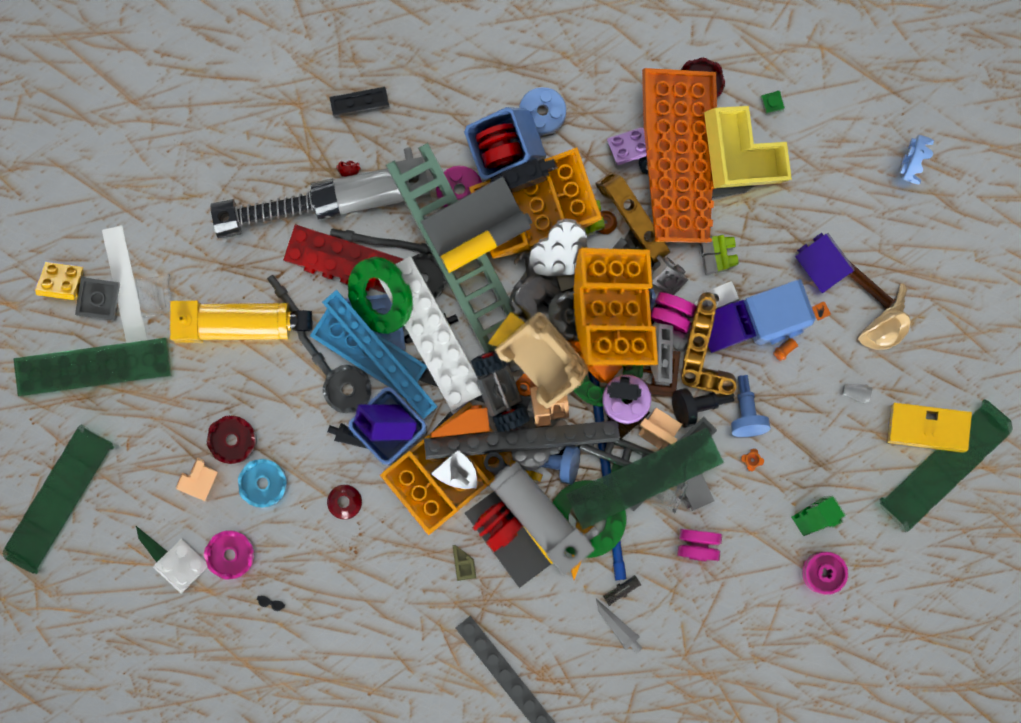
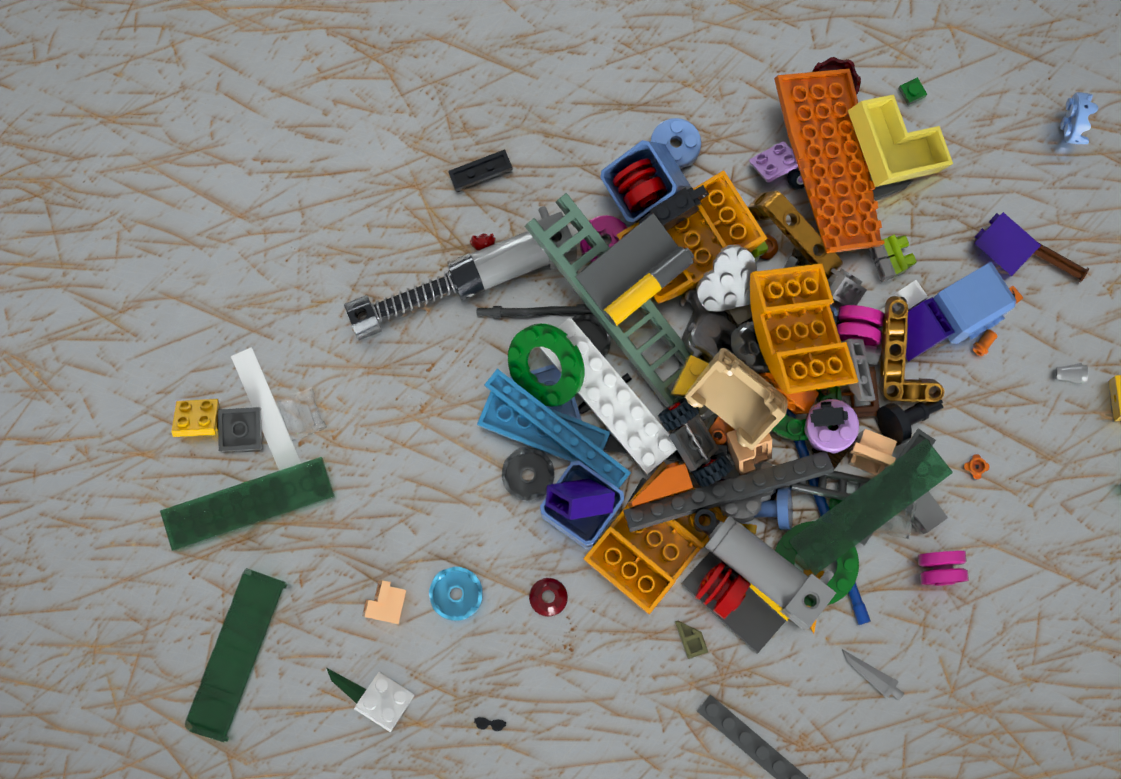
camera: 10 degrees left, 5 degrees down
(215, 554) = (420, 684): dark pink plate -> none
(218, 436) = (398, 552): dark red plate -> none
(234, 321) = (353, 432): yellow piece -> none
(318, 358) = (437, 386): dark grey bar -> none
(331, 255) = (481, 337): red plate -> none
(345, 435) = (537, 525): black bar -> none
(457, 471) = (666, 539): shield -> none
(610, 597) = (858, 644): clear smoke pin -> none
(750, 423) = (967, 427): medium blue piece -> none
(819, 515) = (1065, 510): green wedge -> none
(836, 573) = (1074, 563): dark pink wheel -> none
(889, 327) = (1089, 299): tan hat -> none

